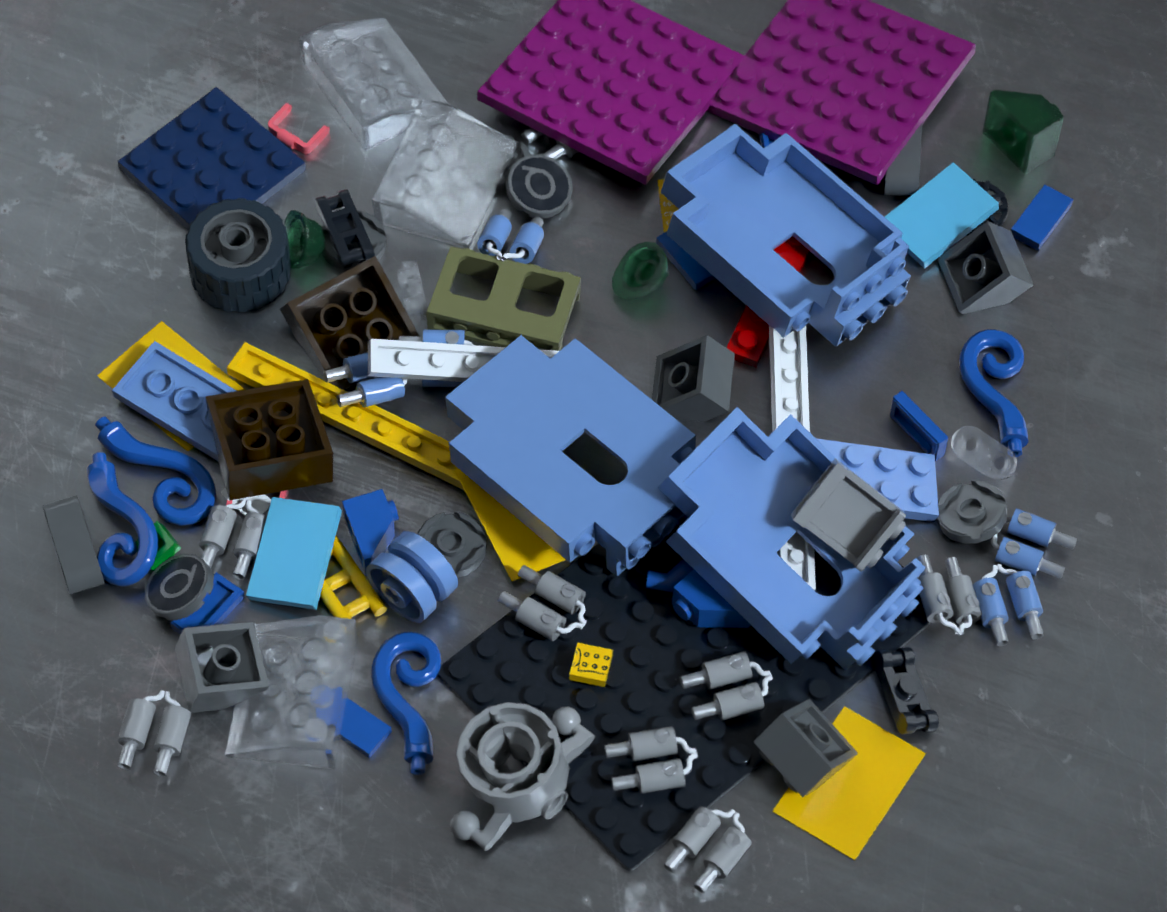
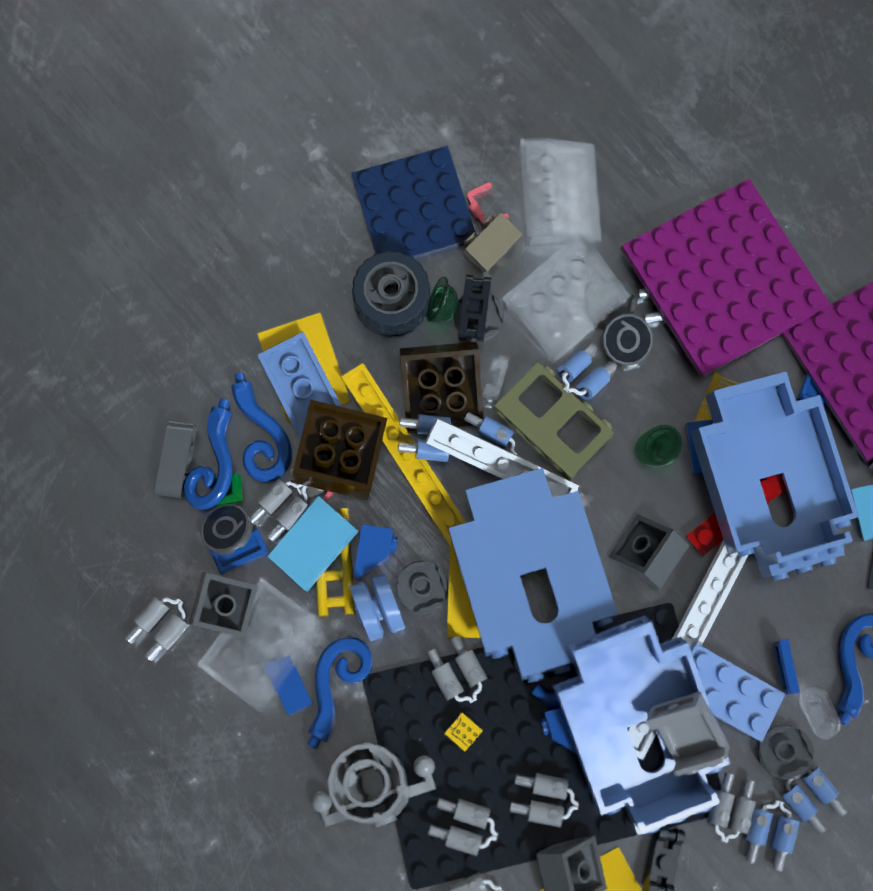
camera: 30 degrees right, 20 degrees up
(325, 156) = (491, 242): none -> dark tan brick

